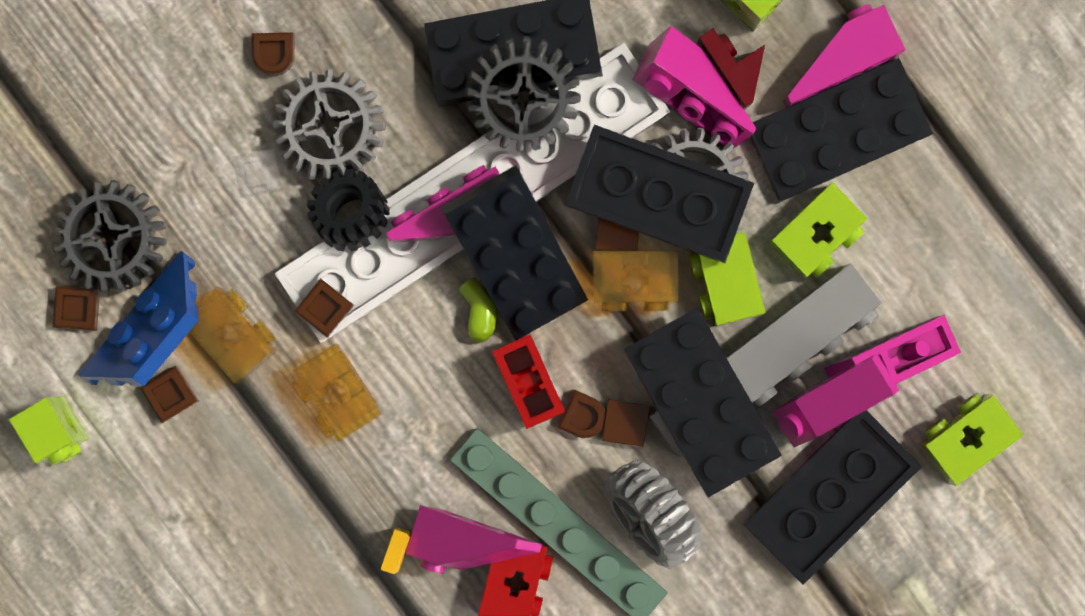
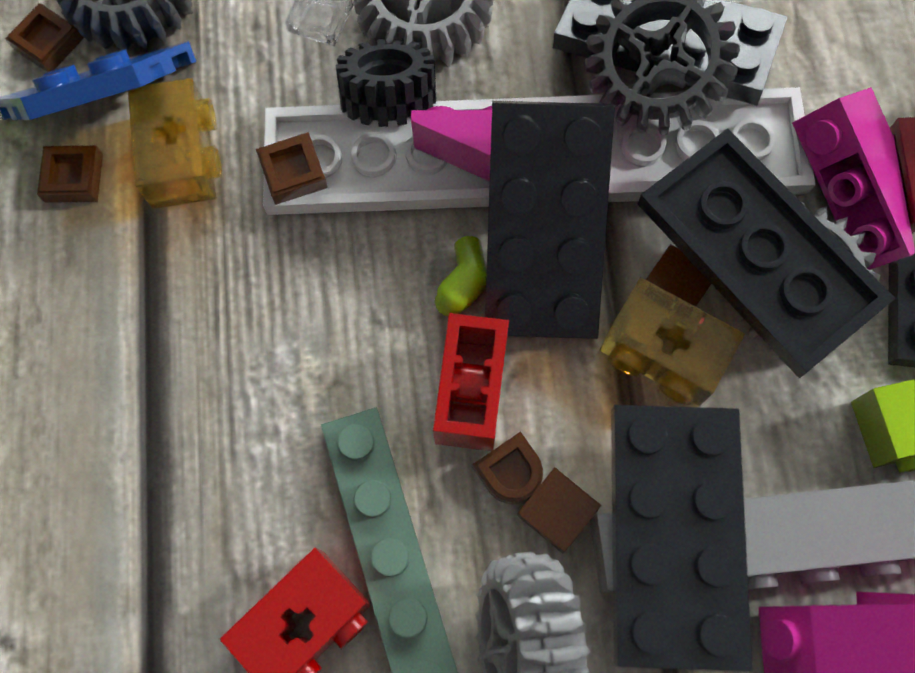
camera: 35 degrees right, 15 degrees down
(358, 404) = (257, 297): clear yellow brick -> none
(396, 550) = (184, 492): yellow tile -> none
(462, 543) = (265, 530): dark pink slope -> none
(730, 287) = (786, 416): lime brick -> none

